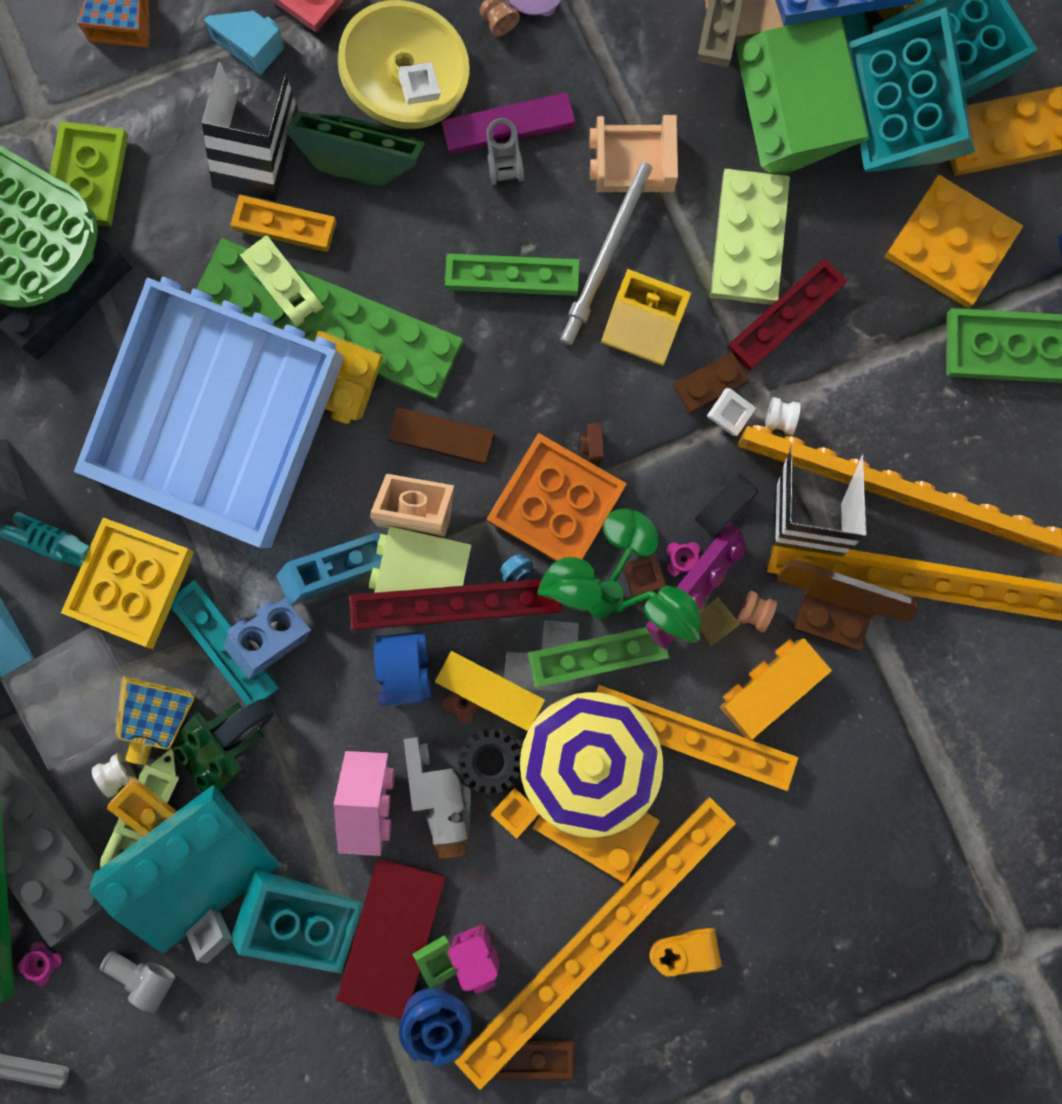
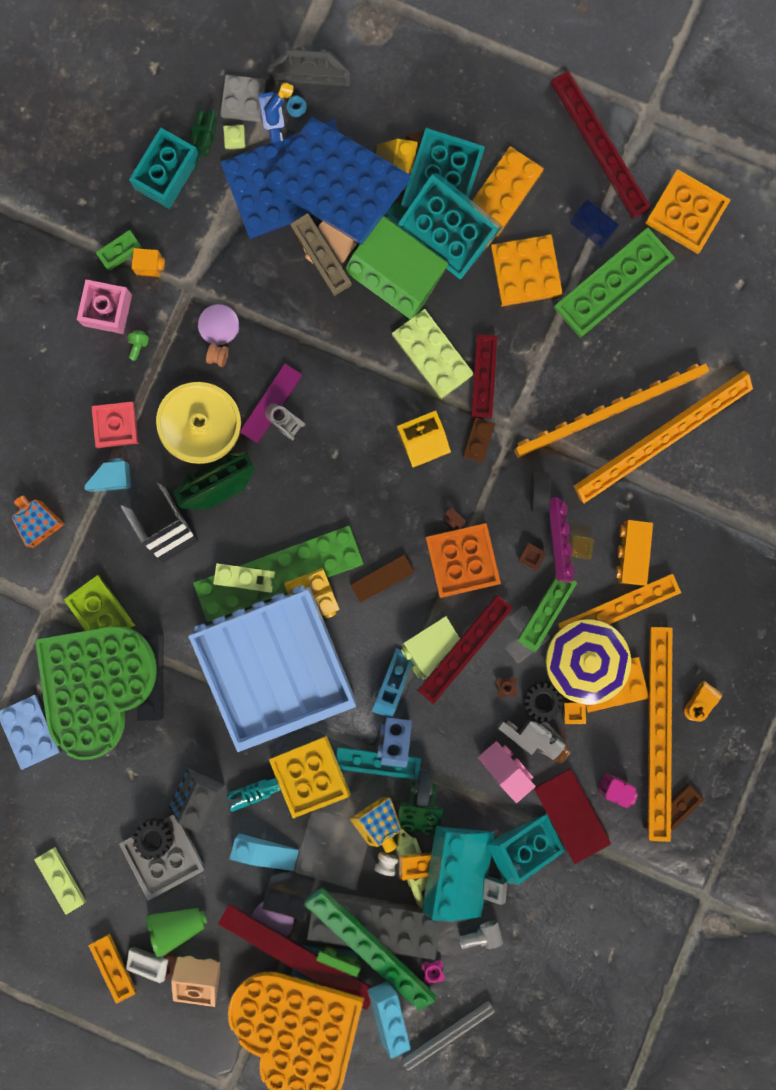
camera: 40 degrees left, 5 degrees up
(283, 223) = (215, 549): light orange plate -> none
(400, 669) = (467, 699): blue brick -> none
(413, 505) = (404, 622): light nougat slope -> none
(419, 83) = (218, 427): white plate -> none
(434, 1026) = (626, 834): blue cone -> none
(435, 962) = (601, 807): bright green plate -> none
(489, 691) = (515, 672): yellow tile -> none
(512, 274) = (343, 474): bright green plate -> none
(516, 569) = (474, 607): dark azure plate -> none
(574, 585) = (514, 594): green plant -> none
(580, 310) = (389, 463): light grey bar -> none
(623, 149) = (345, 365): light nougat panel -> none
(676, 551) = (535, 532): dark pink plate -> none
(731, 412) = (501, 446): white plate -> none
(757, 611) = (596, 526): nougat wheel -> none
(782, 416) = (526, 426): white wheel -> none
(815, 538) = (599, 445): sticker -> none
(841, 606) = (630, 490): reddish brown plate -> none

